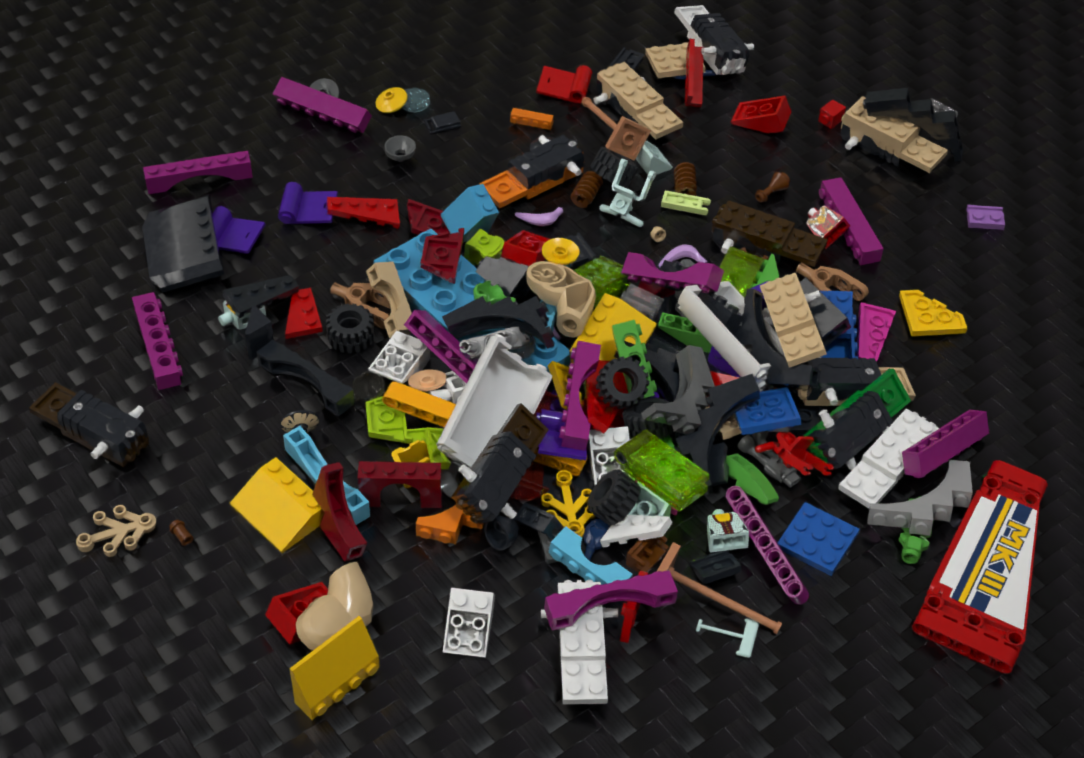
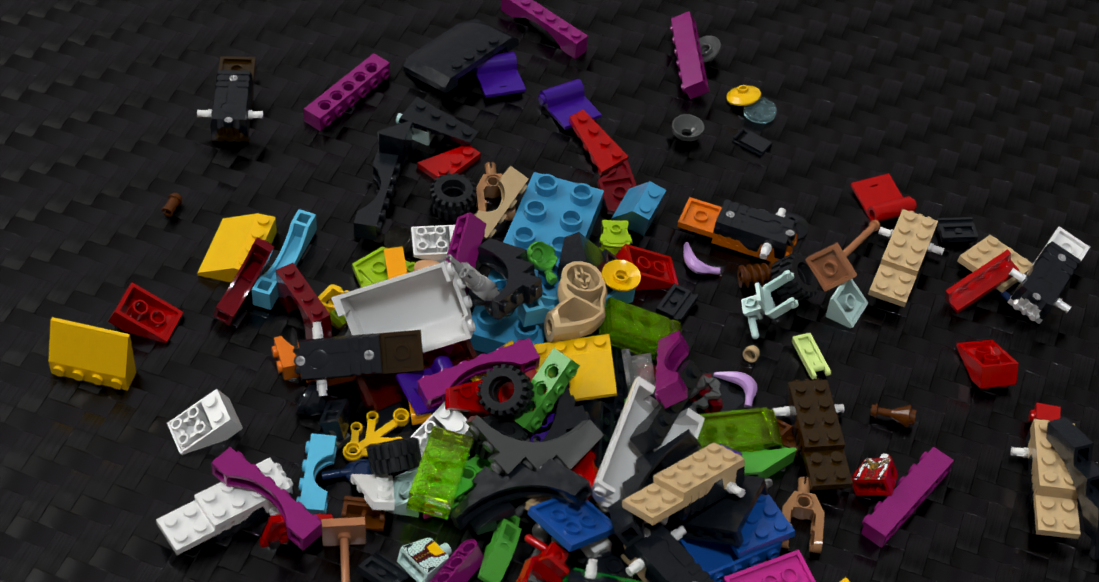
camera: 55 degrees right, 0 degrees up
(118, 531) = (165, 179): tan plant -> none
(306, 419) = (324, 215): dish -> none
(346, 599) = (151, 333): tan piece -> none
(442, 254) = (568, 206): dark red wing -> none
(531, 118) = (814, 198): orange piece -> none
(685, 179) = (837, 341): reddish brown piece -> none

